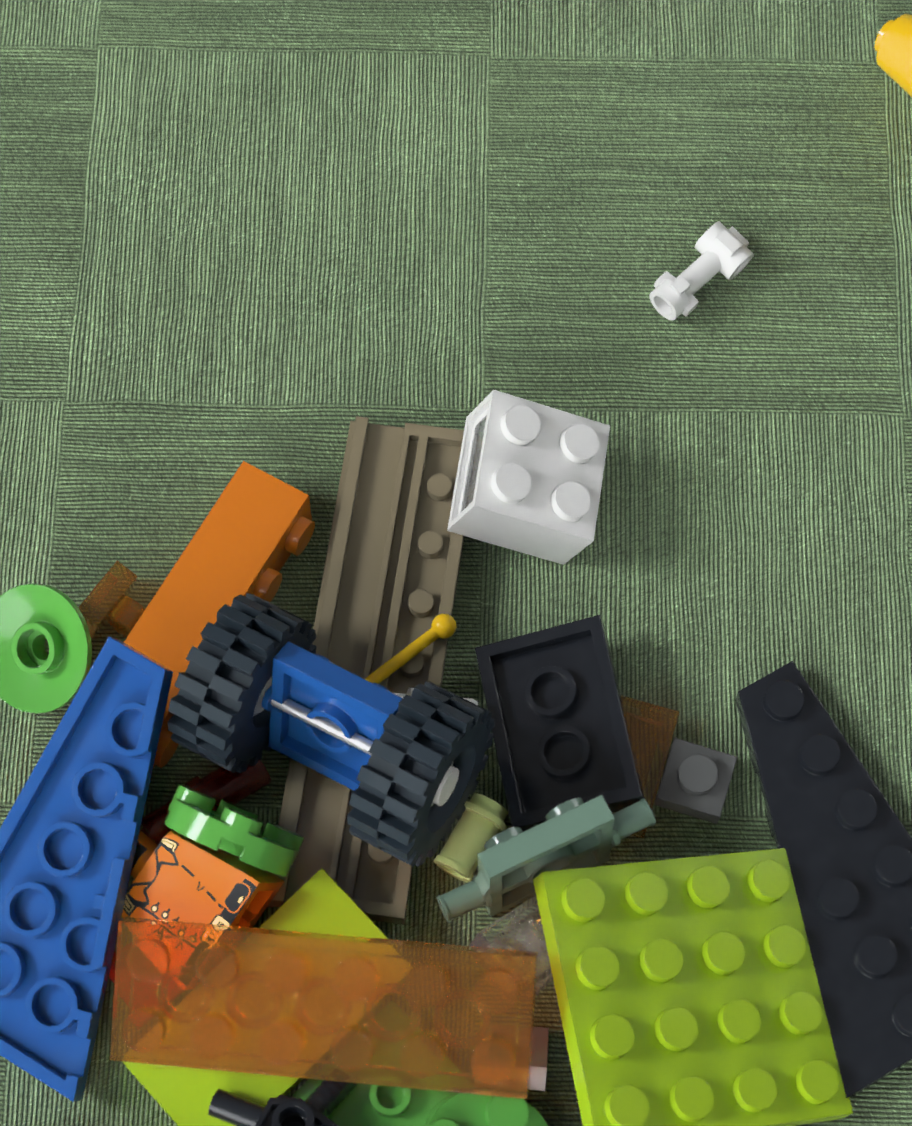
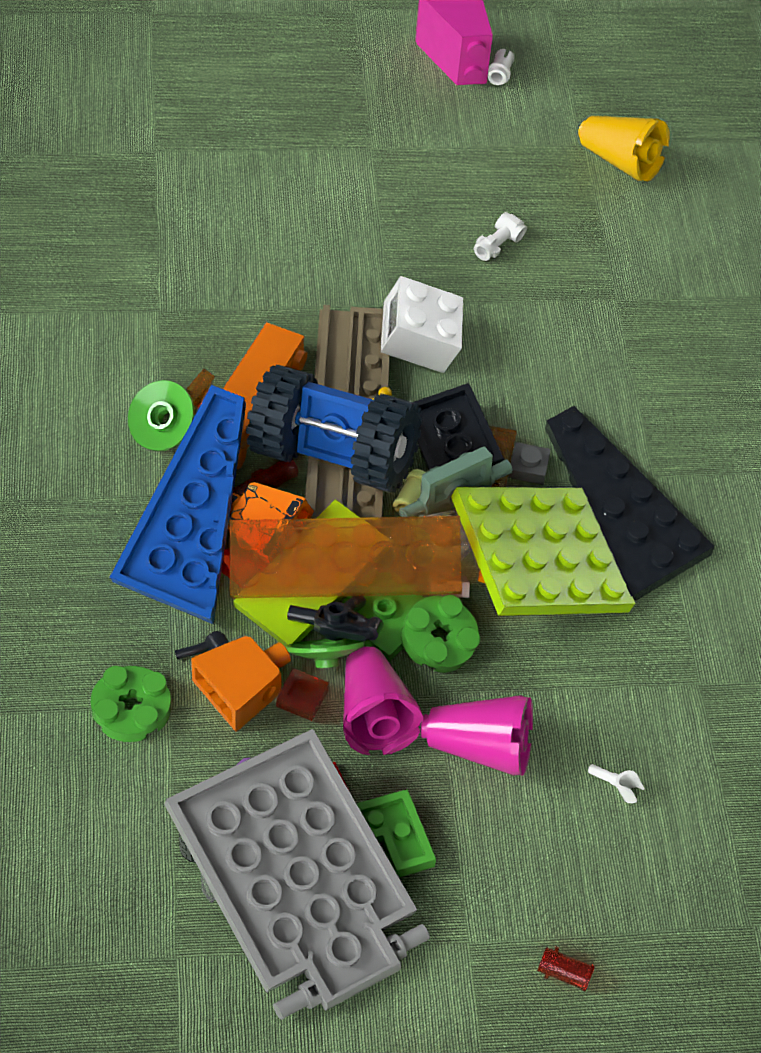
camera: 10 degrees left, 15 degrees down
(233, 831) = (286, 476): bright green plate -> none

